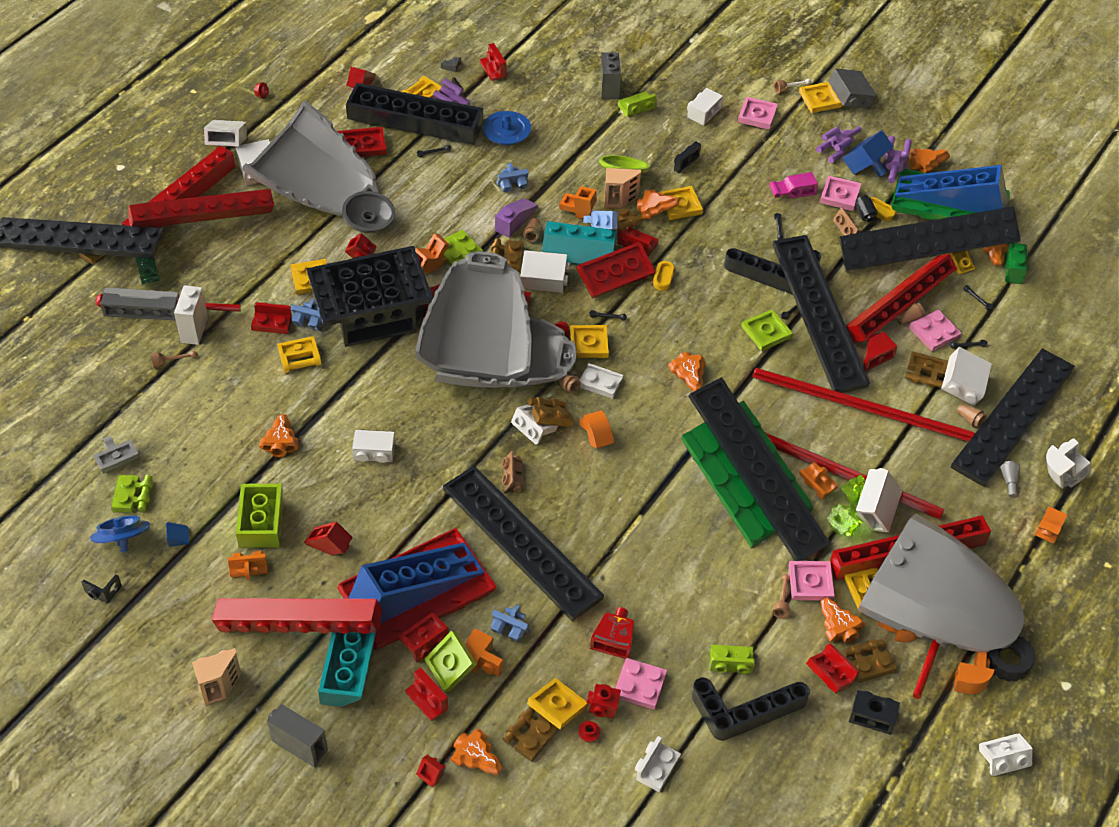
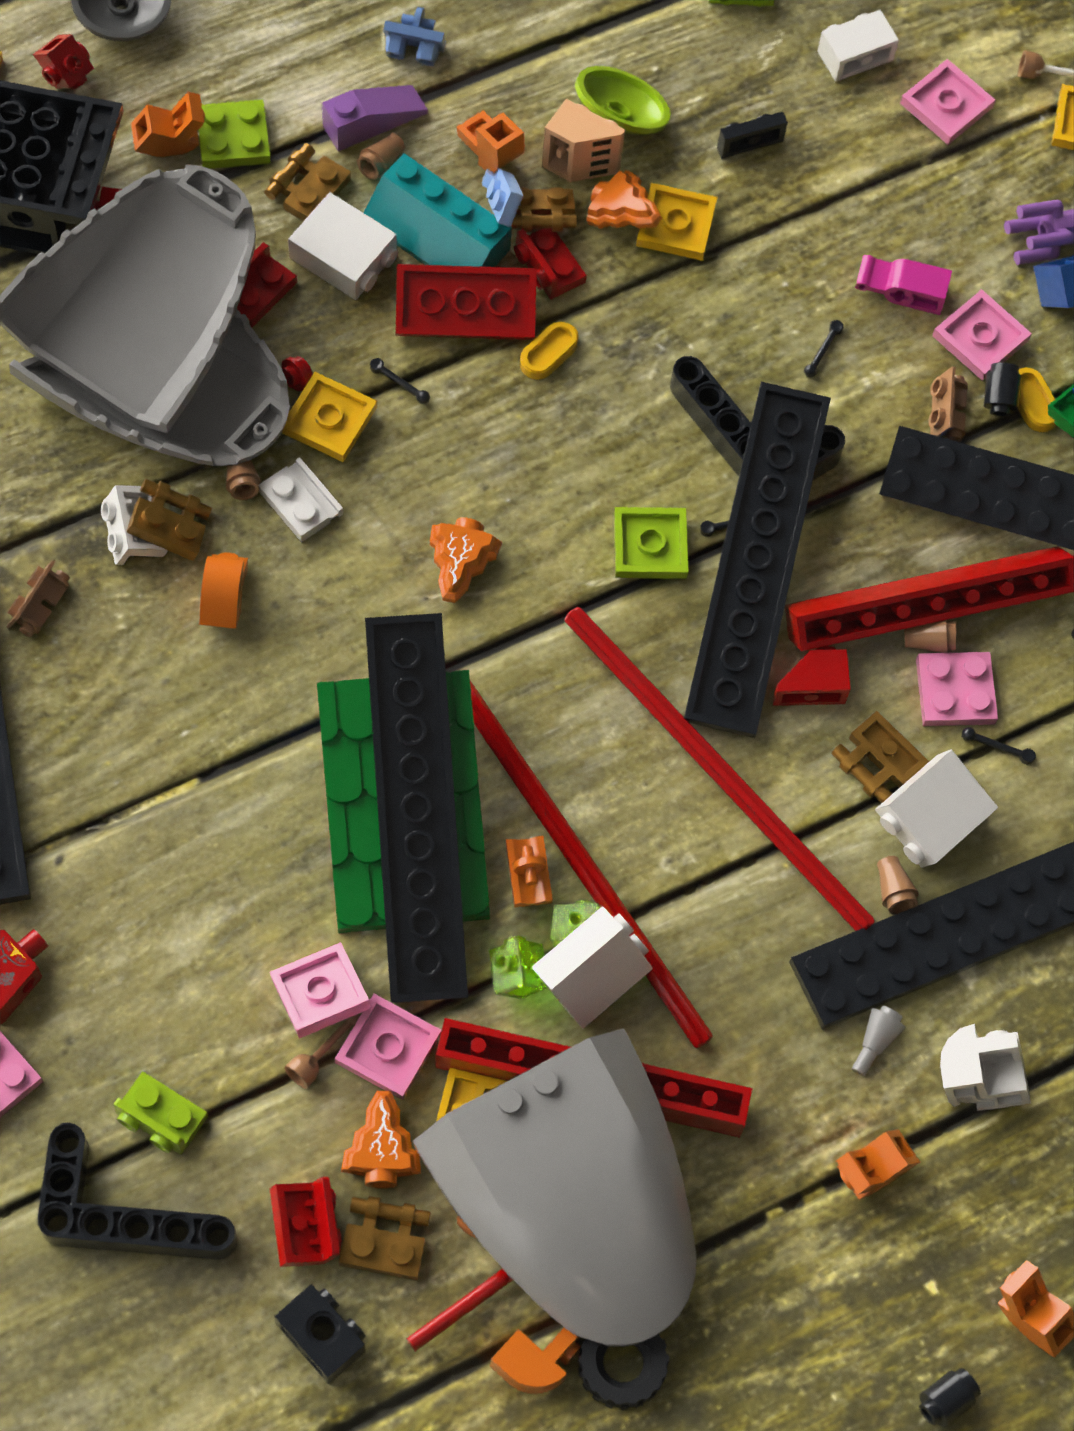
camera: 25 degrees right, 15 degrees up
(765, 571) = (320, 990): none -> bright pink plate

